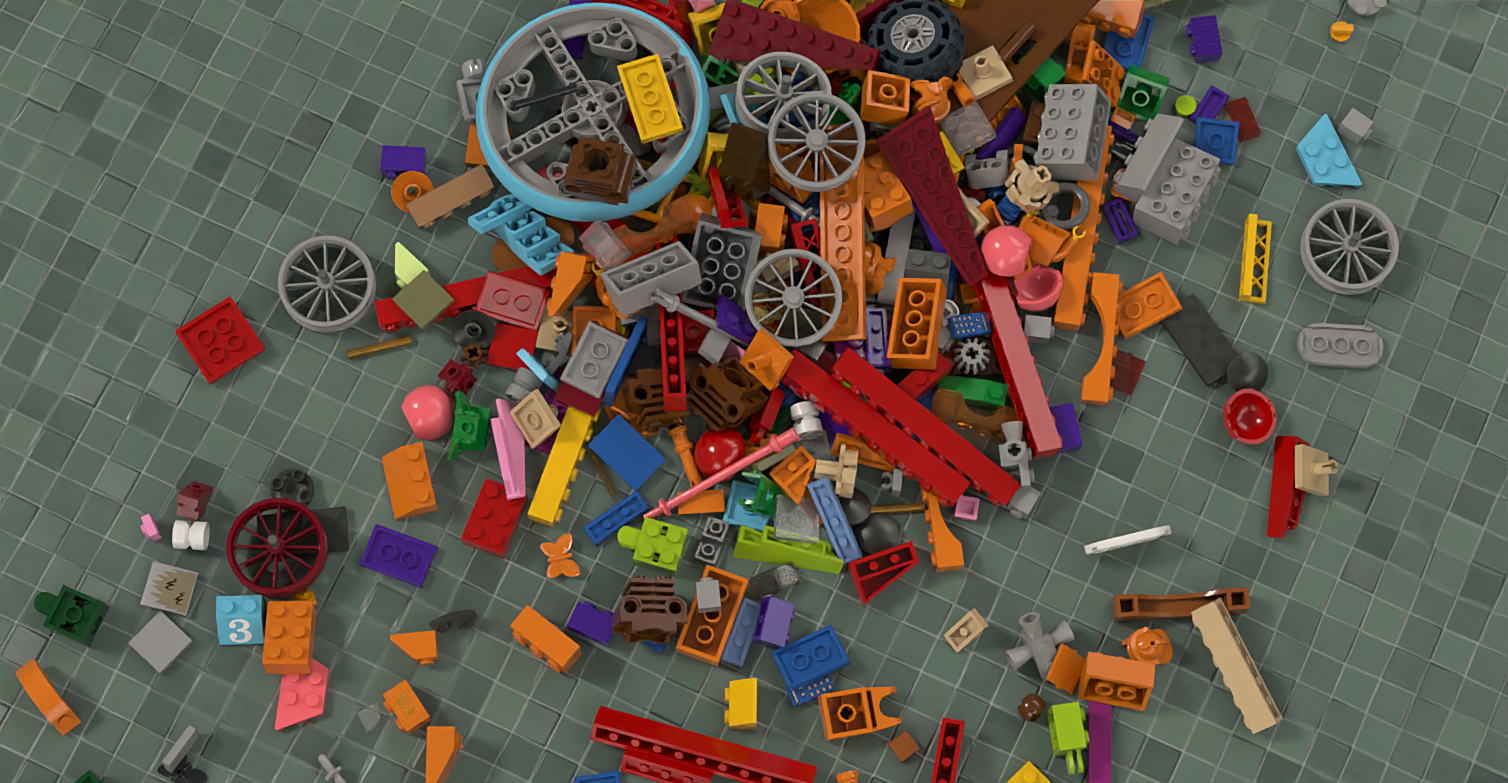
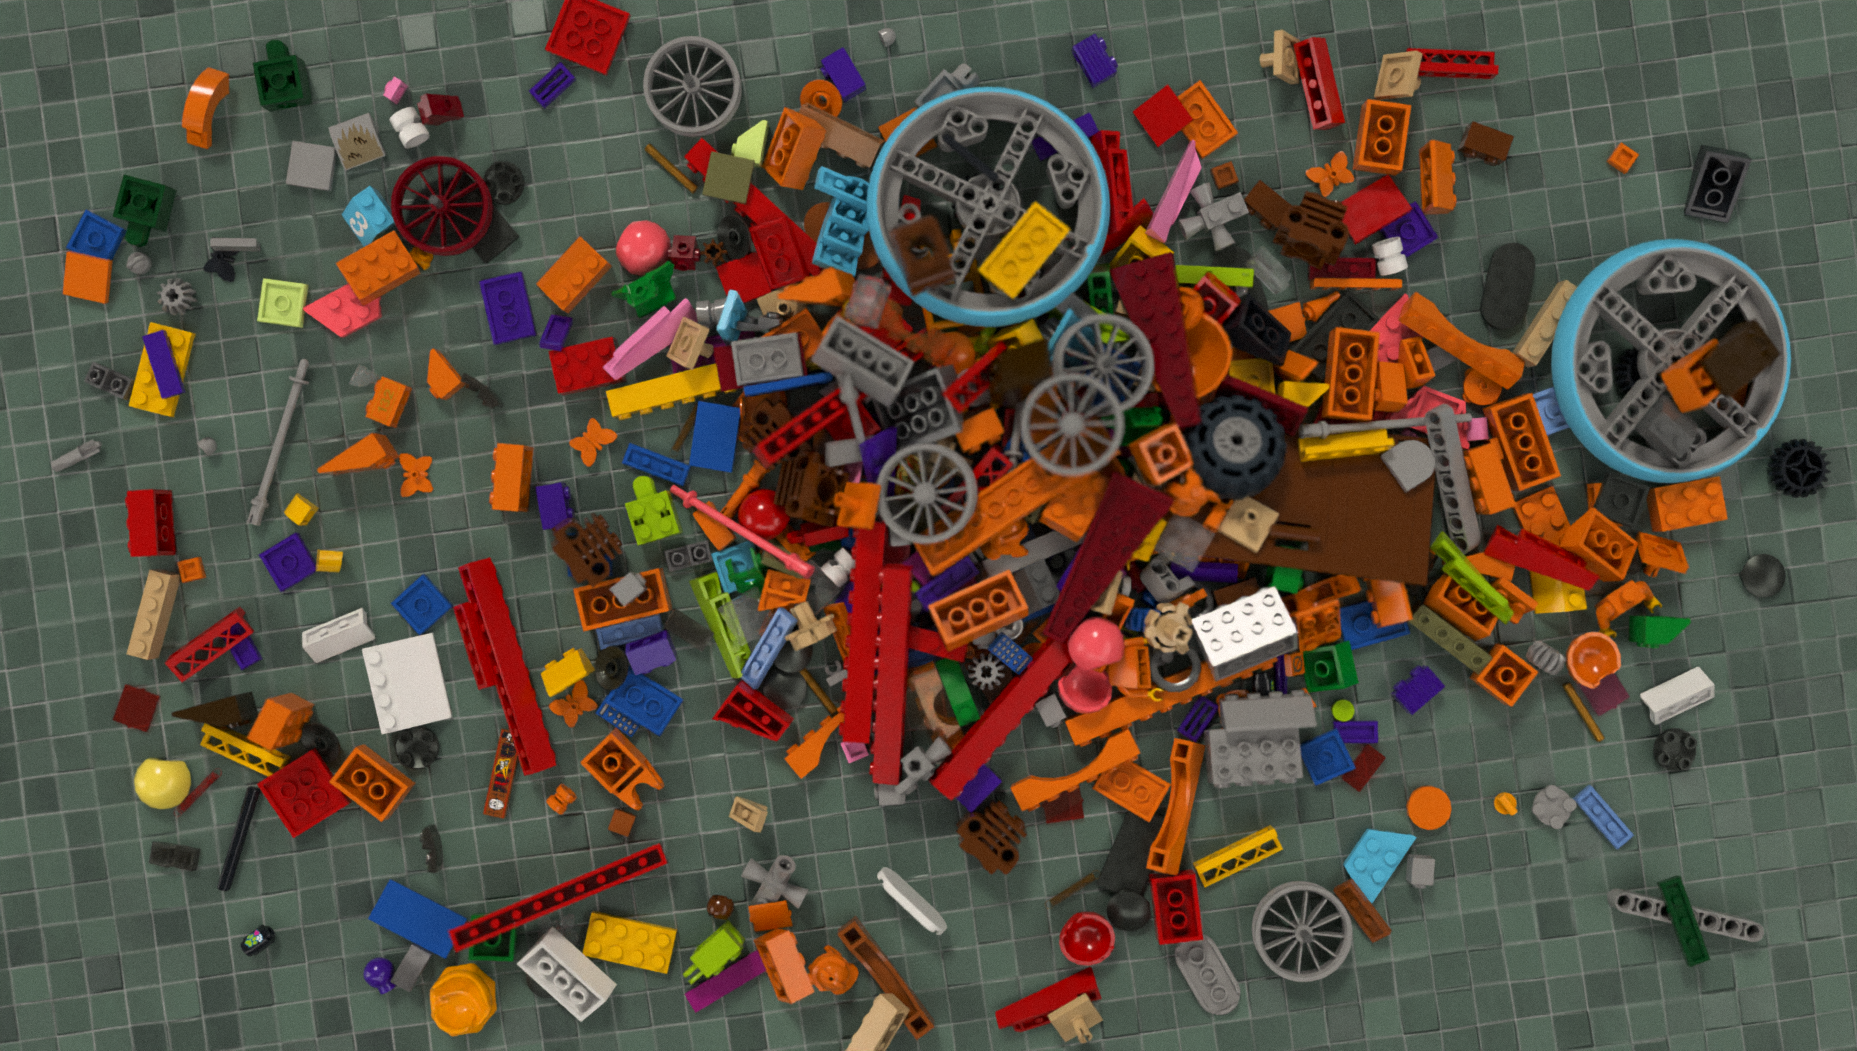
camera: 55 degrees right, 15 degrees up
(243, 416) = (571, 79): none -> dark purple tile
(257, 745) = (282, 303): none -> yellowish green tile
(397, 110) = (887, 36): none -> light grey hinge
(436, 235) = (793, 149): none -> orange slope
(449, 524) = (556, 332): none -> dark purple tile
(484, 727) = (416, 471): none -> orange piece
(755, 665) = (611, 668): none -> pearl dark grey dish
(775, 722) = (575, 706): none -> orange piece
(1114, 439) = (992, 836): none -> reddish brown piece
(1159, 255) = (1185, 770): none -> orange arch
(1200, 420) = (1074, 885): none -> pearl gold piece
(1267, 331) = (1175, 907): none -> red brick
(1307, 90) = (1428, 807): none -> orange tile
(1364, 190) = (1362, 910): none -> dark orange tile

